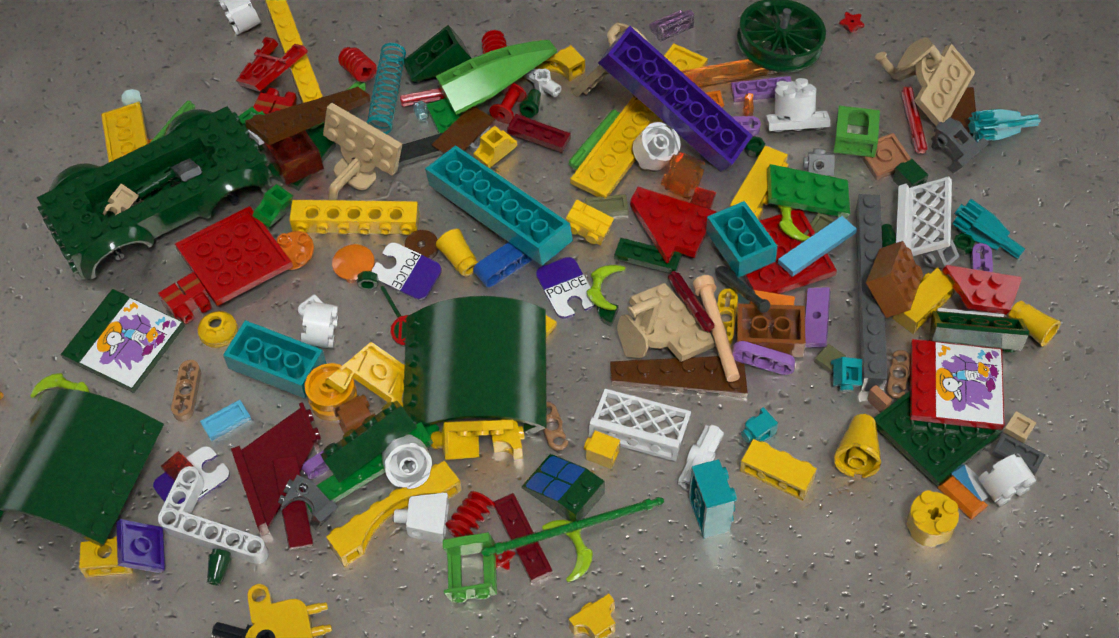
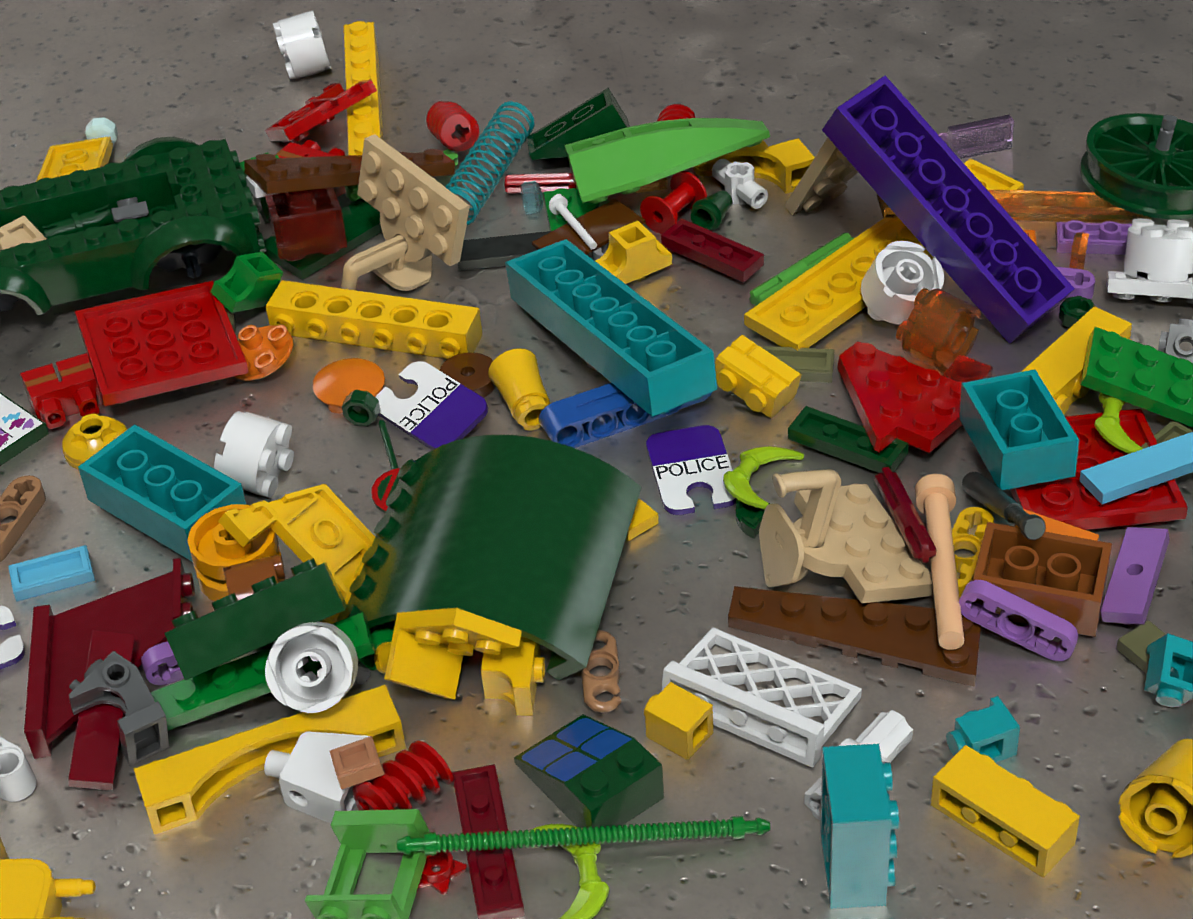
camera: 15 degrees right, 15 degrees down
(441, 117) = (558, 205): none -> white piece
(446, 511) = (356, 762): none -> nougat tile

